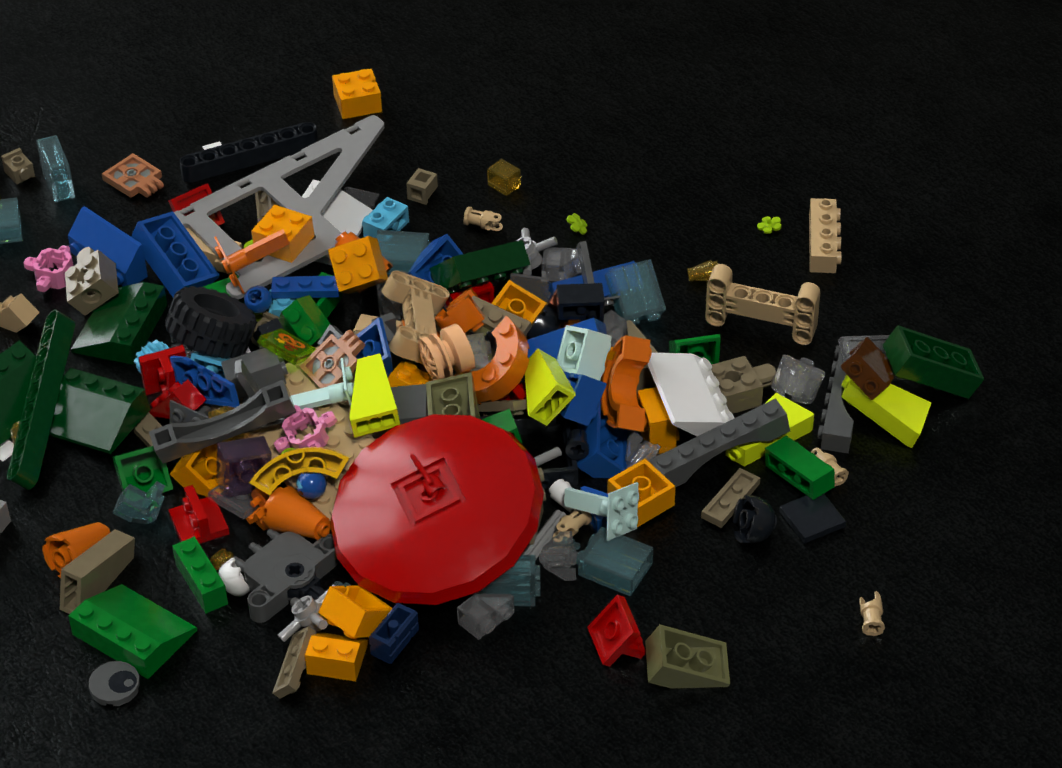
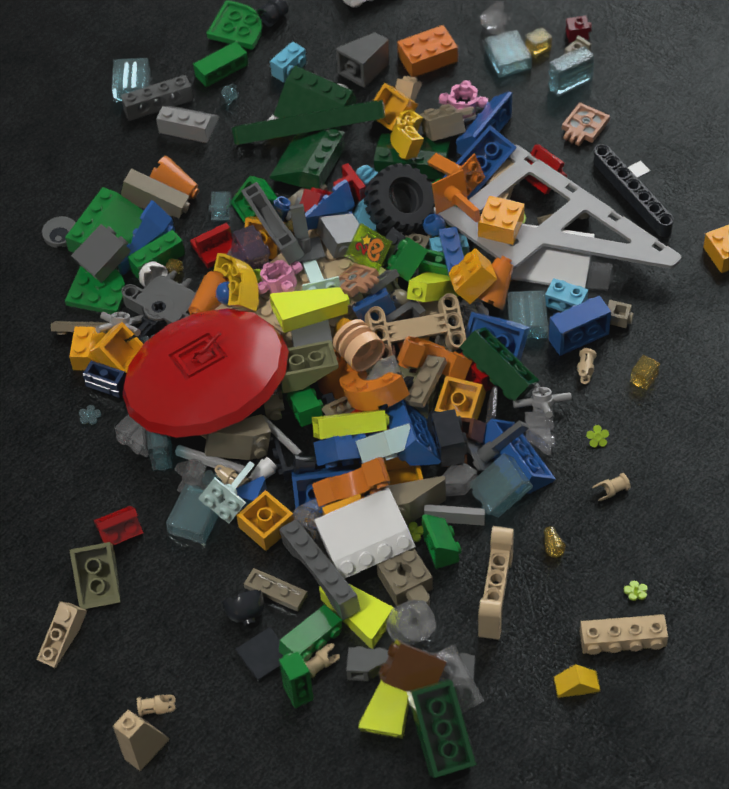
camera: 85 degrees right, 10 degrees up
(34, 316) = (394, 104): none -> light orange piece
(120, 302) = (405, 134): none -> yellow brick
(160, 576) = (153, 225): none -> blue wedge
(188, 266) = (472, 169): none -> orange piece
(191, 617) = (101, 252): none -> dark grey brick
(228, 646) = (96, 296): none -> green plate
(355, 309) = (429, 287): none -> neon yellow slope
(434, 206) = (579, 325): none -> blue brick
(437, 663) = (89, 415): none -> clear light blue plant
(644, 220) = (614, 485): none -> tan piece
(661, 330) = (457, 515): none -> light grey tile
(759, 694) = (61, 633): none -> tan slope
(865, 470) = (296, 679): none -> green brick
(873, 279) = (576, 681): none -> yellow slope
(931, 610) = (138, 739): none -> tan slope

